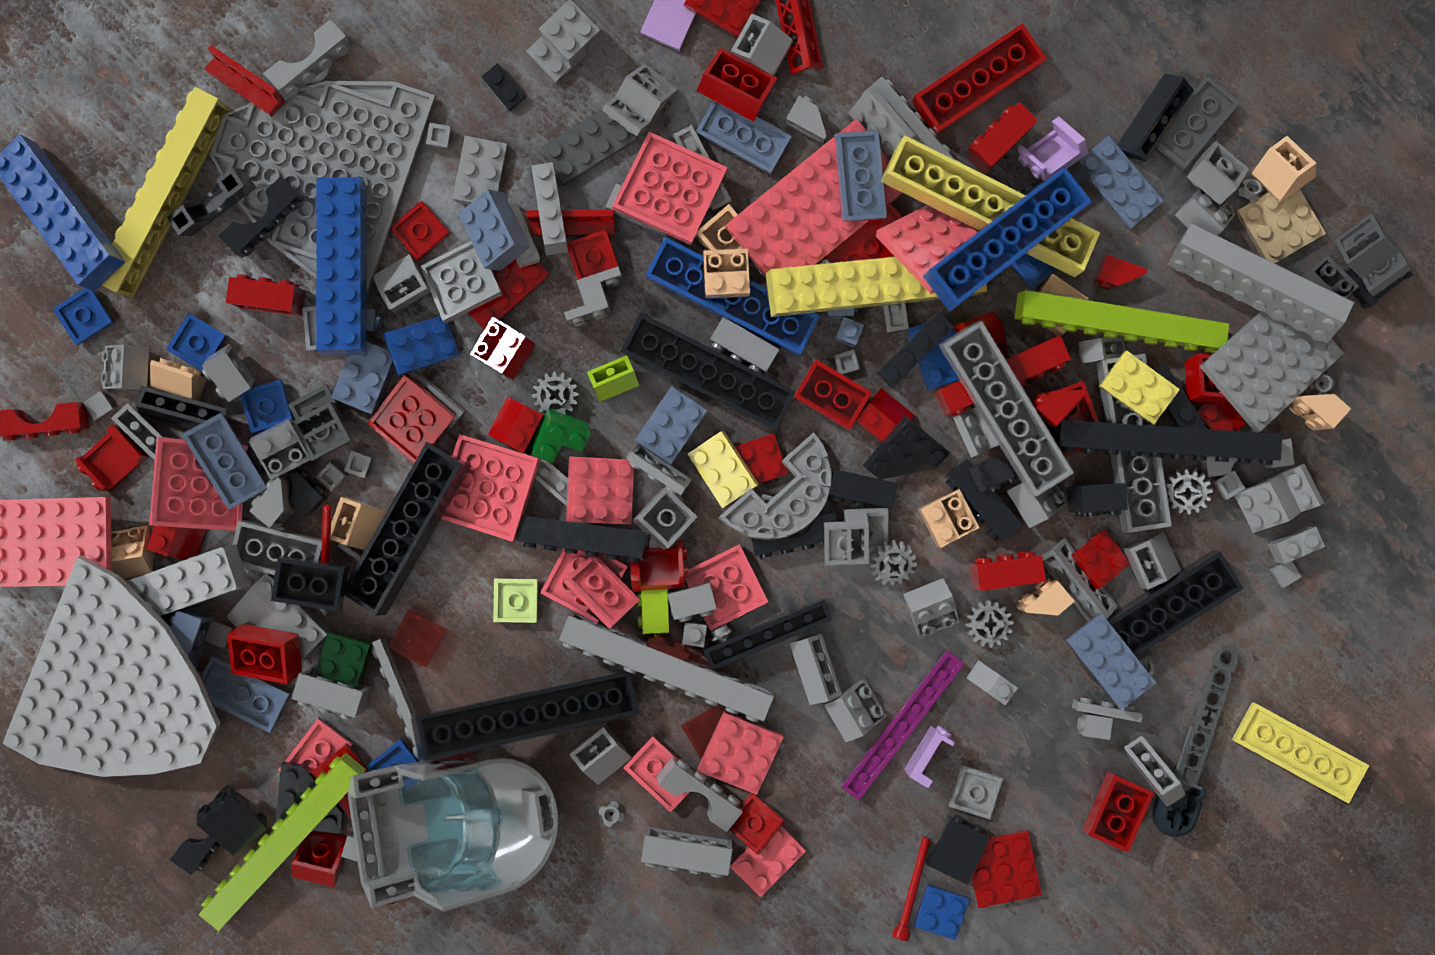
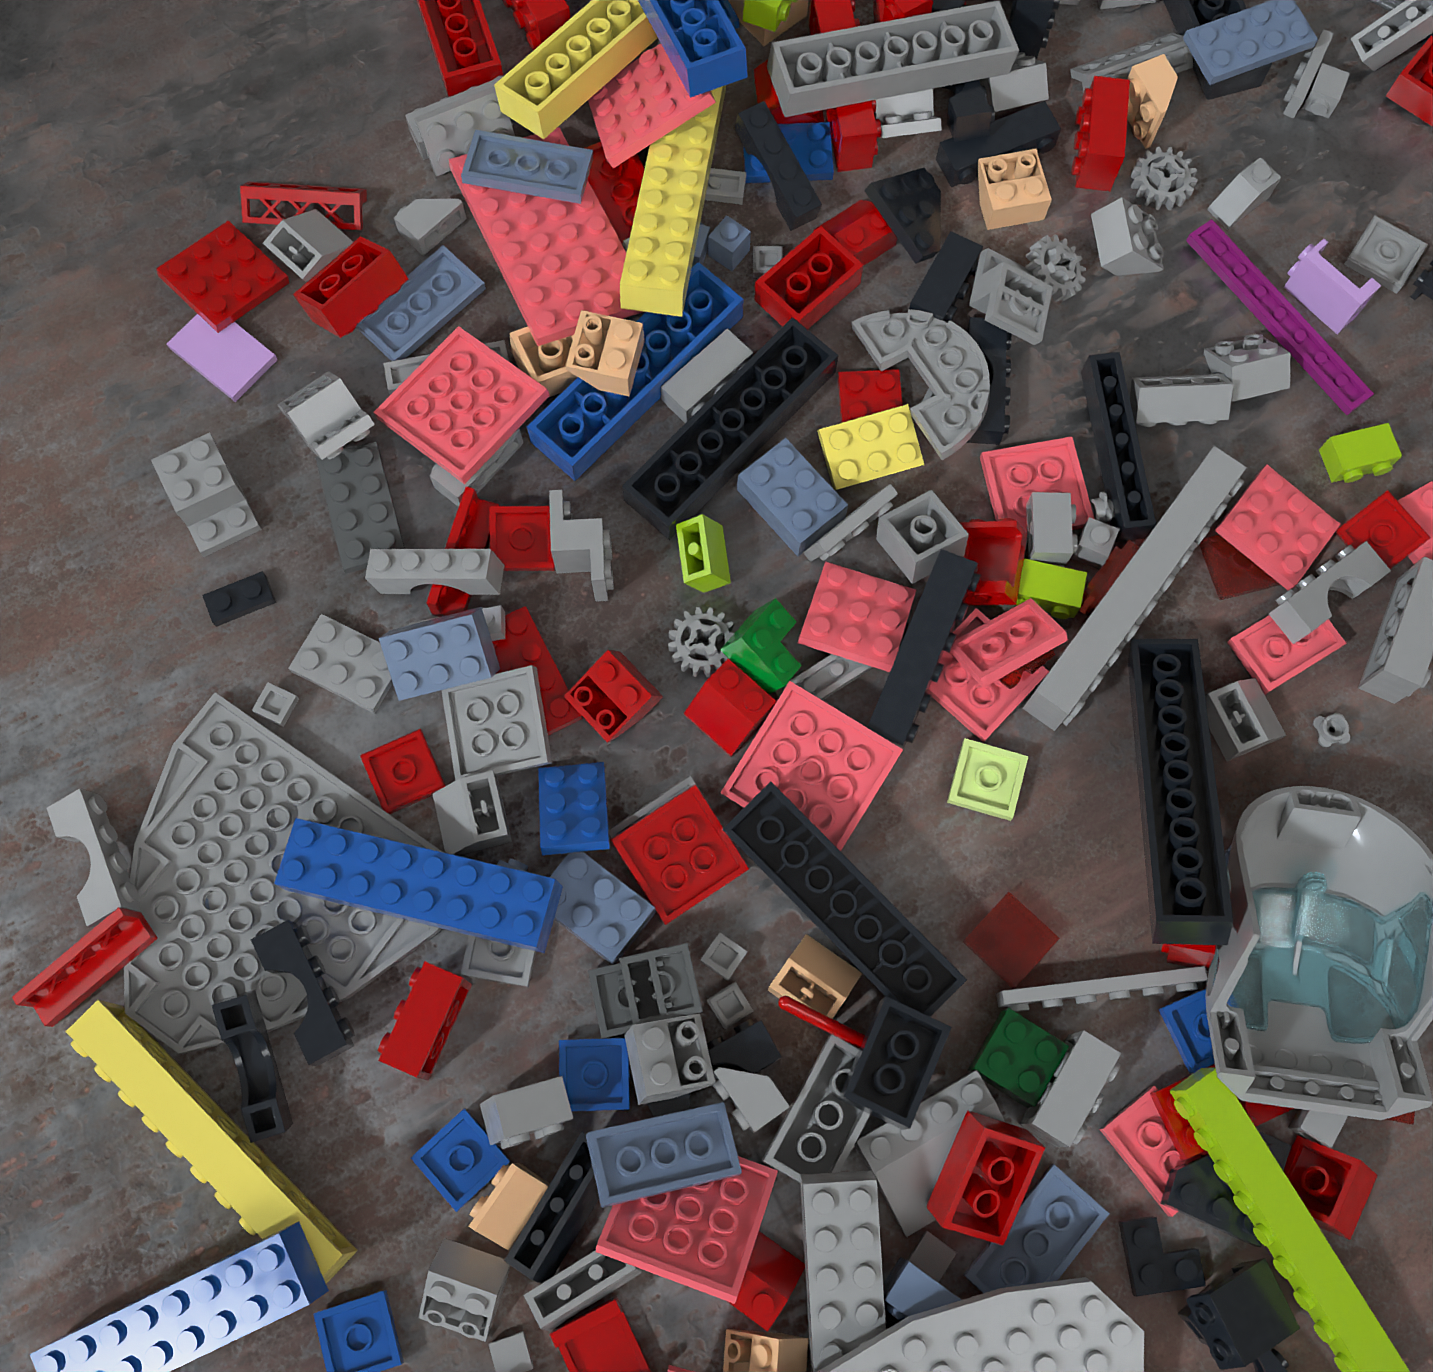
camera: 80 degrees left, 15 degrees down
(248, 765) = (1151, 1268): none -> black plate
(811, 799) = (1360, 453): none -> lime brick
(1100, 559) = (1108, 33): red plate -> none

